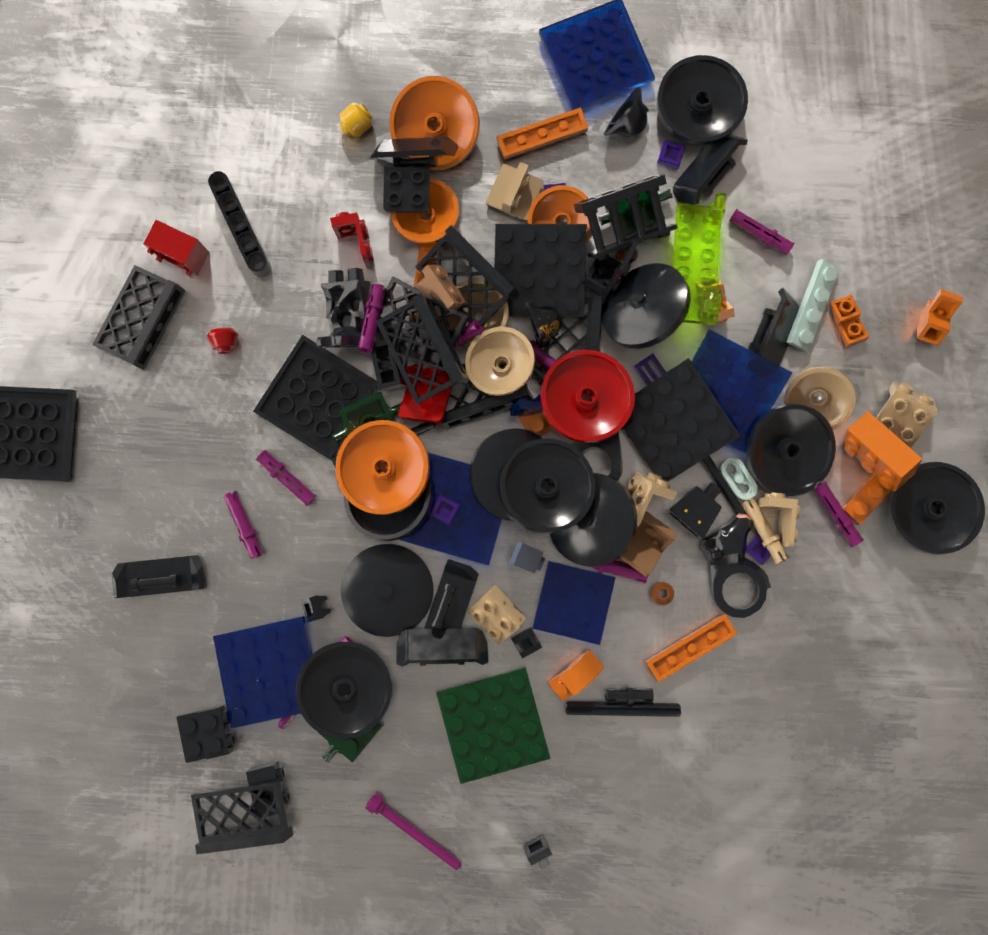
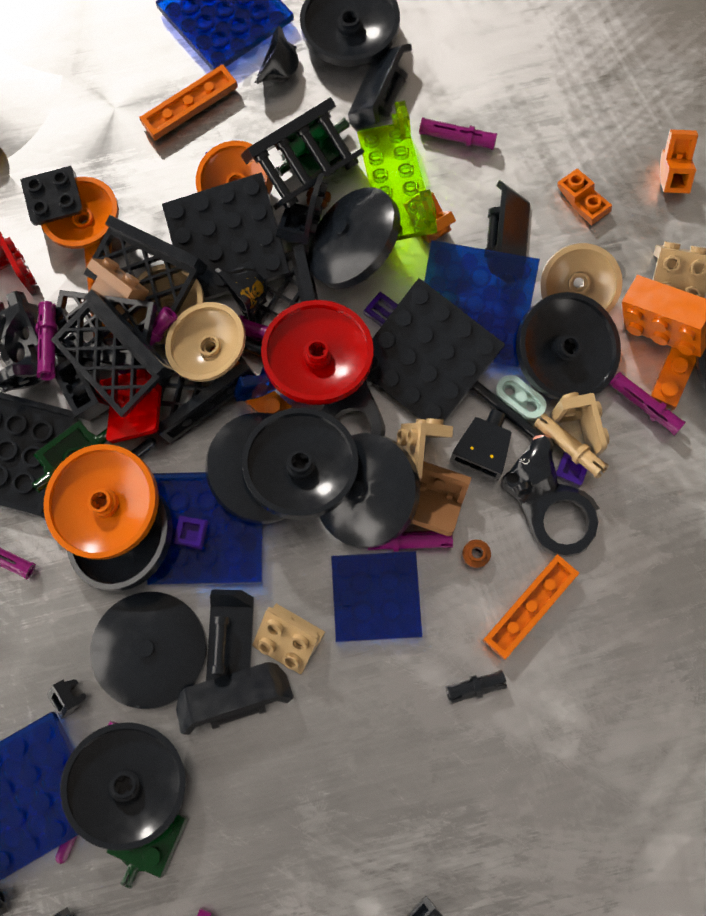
camera: 10 degrees left, 10 degrees down
(415, 147) = (66, 142): black piece -> none
(436, 109) = (66, 121): orange dish -> none
(493, 725) = (322, 776): dark green plate -> none
(514, 191) = (174, 166): tan bracket -> none
(526, 642) = (334, 661): black tile -> none
(527, 557) = (302, 558): sand blue slope -> none
(577, 675) = (405, 681): orange brick -> none
(623, 709) = (474, 706): black axle -> none
(671, 154) = (335, 85): dark purple tile -> none
(813, 305) = (539, 192): light aqua plate -> none

